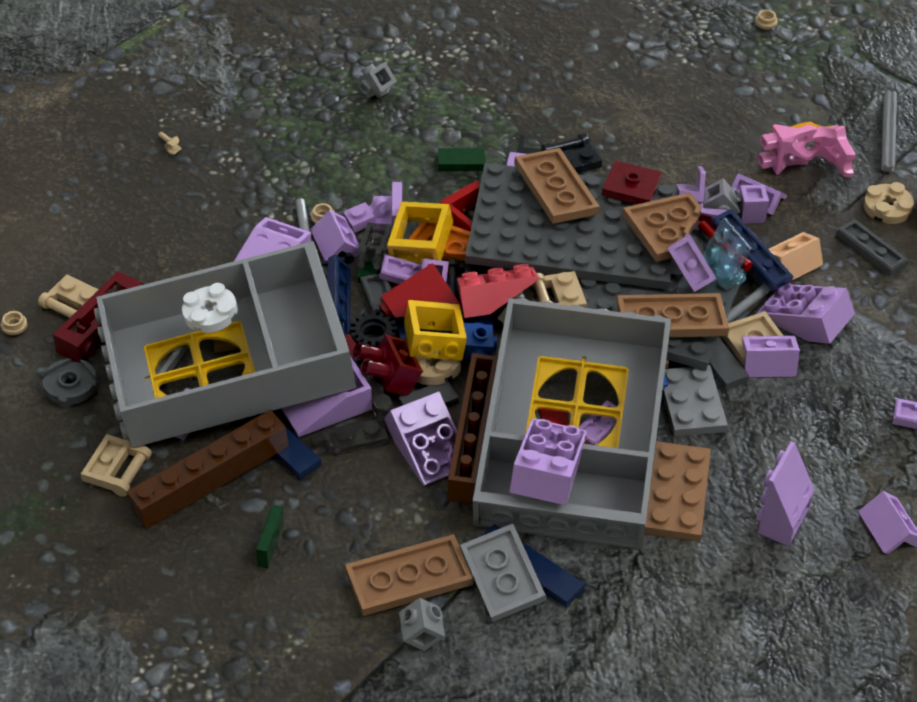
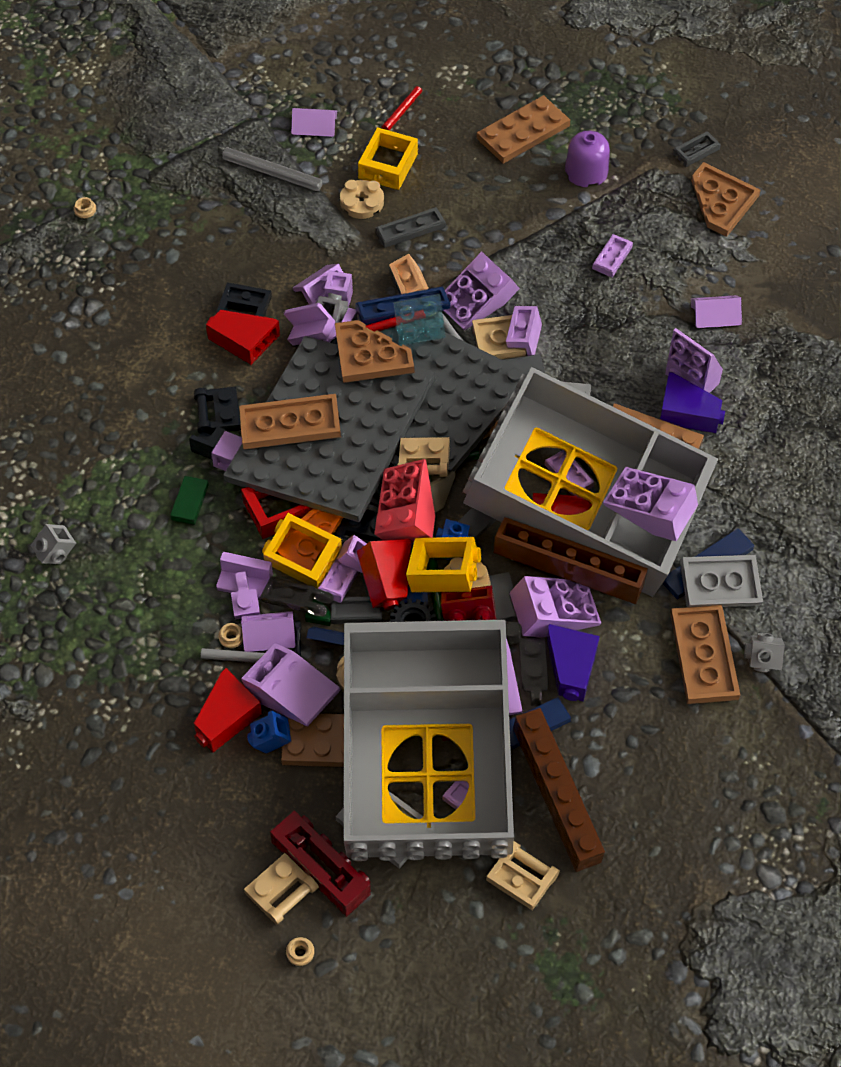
camera: 75 degrees left, 10 degrees up
(69, 394) = (401, 920): dark grey plate -> none
(171, 145) = (70, 755): tan hand -> none
(215, 296) = (408, 715): white plate -> none
(221, 252) = (269, 732): none -> blue brick
(234, 221) = (225, 712): none -> red slope
(270, 536) = (642, 753): dark green tile -> none
(363, 462) = (572, 660): none -> dark purple slope
(631, 183) = (300, 365): dark red plate -> none
(665, 150) = (242, 333): none -> red slope
(689, 313) = (479, 380): medium nougat plate -> none
(691, 262) = (425, 345): lavender panel -> none
(711, 145) = (245, 298): none -> black plate
(734, 513) = (690, 406): none -> dark purple slope
(793, 140) = (277, 221): bright pink hips -> none

